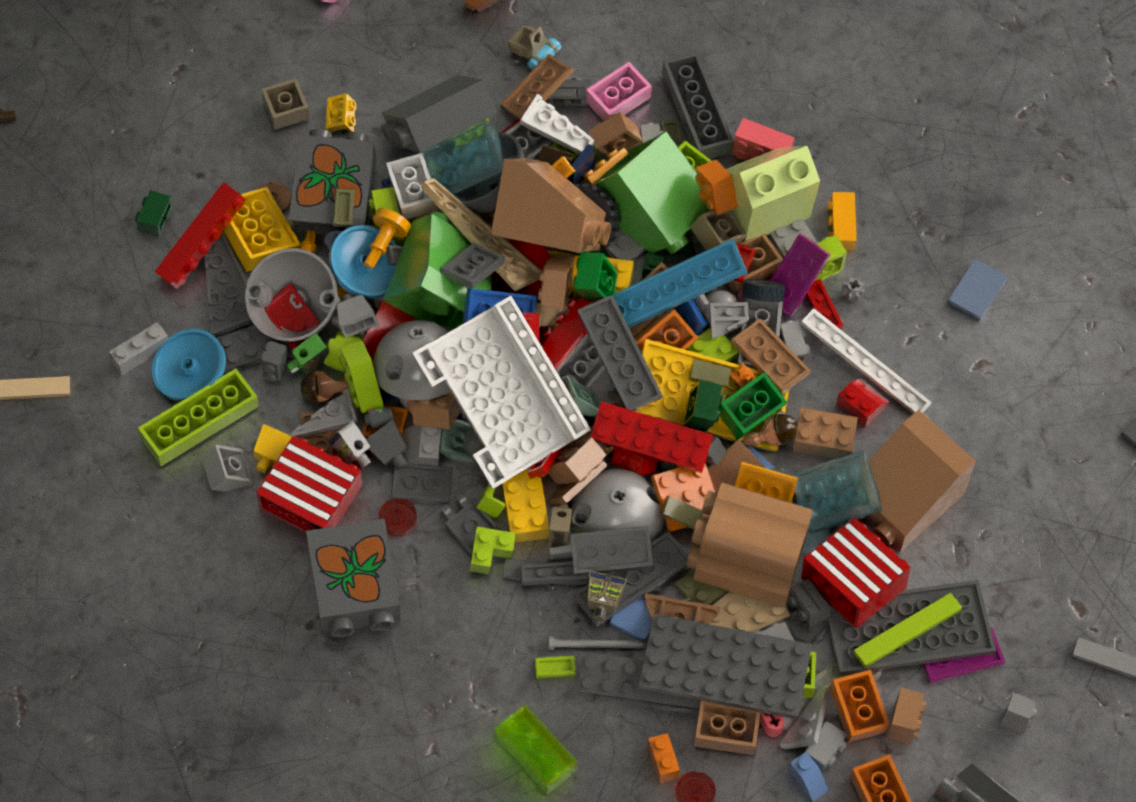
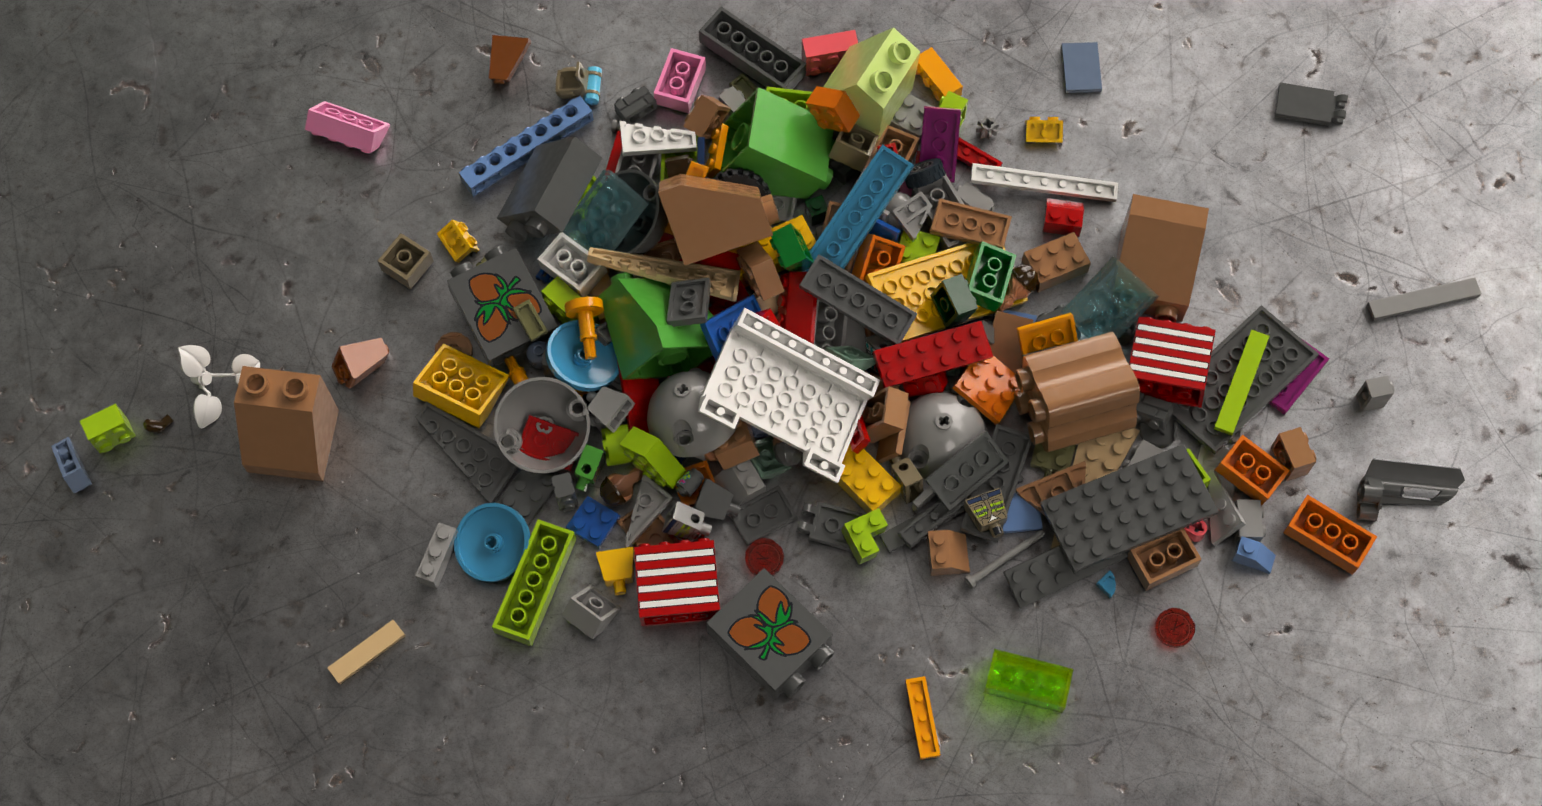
camera: 30 degrees left, 5 degrees up
(57, 77) = (192, 362): none -> white plant
(94, 169) = (284, 423): none -> medium nougat slope
(154, 208) = (360, 427): dark green piece -> none
(191, 159) = (359, 360): none -> slope
(200, 235) = (421, 422): red brick -> none
(281, 401) = (593, 522): none -> blue plate
(426, 77) = (508, 164): none -> medium blue brick
(428, 723) = (922, 718): none -> light orange plate
(489, 504) = (832, 496): lime panel -> none
(541, 80) = (609, 109): medium nougat tile -> none
(549, 608) = (947, 552): none -> medium nougat slope
(555, 667) = (987, 599): lime tile -> none
(663, 758) = (1132, 617): orange brick -> none
(665, 720) = (1107, 584): none -> dark azure tile
(681, 512) = (999, 401): olive tile -> none
(710, 373) = (936, 270): olive tile -> none
(742, 376) = (961, 256): orange tile -> none
(901, 321) = (1044, 130): none -> yellow bracket

